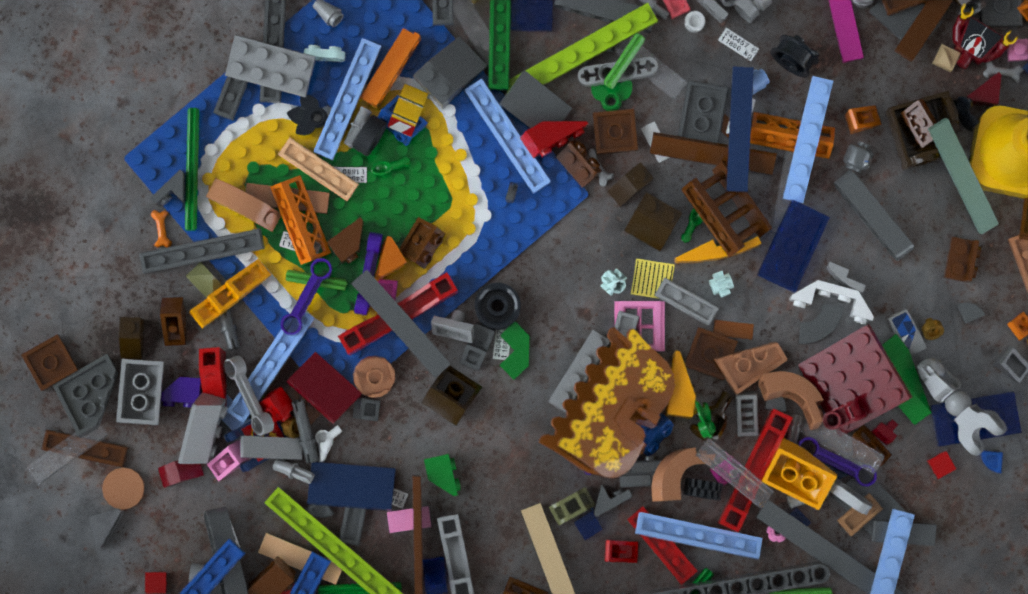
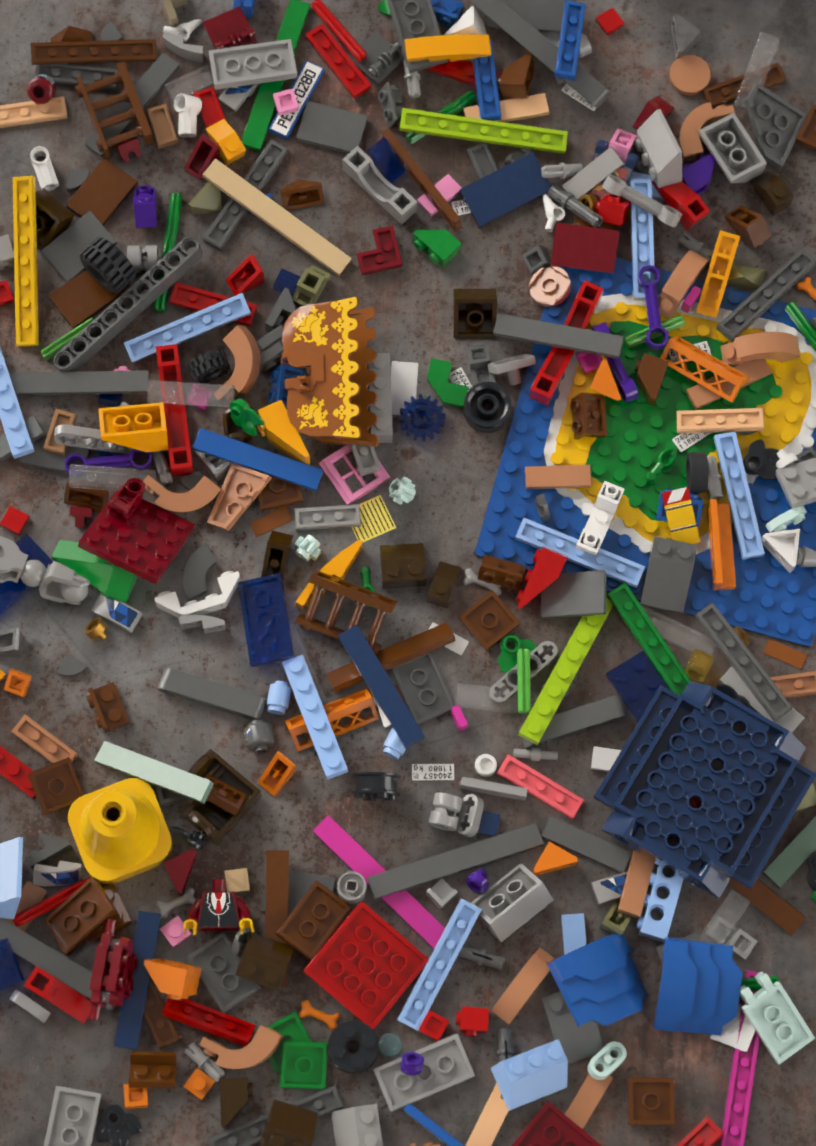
camera: 140 degrees right, 10 degrees down
(167, 430) = (700, 117): none -> nougat arch
(263, 305) = (680, 282): none -> nougat arch
(268, 285) = (691, 299): none -> dark pink tile
(289, 101) = (786, 459): none -> white tile
(342, 32) = (783, 547): none -> white slope
(476, 149) = (600, 518): none -> white slope
(481, 210) = (558, 477): none -> nougat tile
(492, 493) = (385, 256): none -> dark red plate
(551, 372) = (403, 384): none -> white sticker
(565, 331) = (420, 408): none -> clear blue gear
(692, 69) = (459, 718): none -> dark pink tile
(715, 382) = (257, 459): none -> blue tile
(749, 294) = (277, 554): none -> dark brown slope
(823, 178) = (278, 697): none -> light blue brick

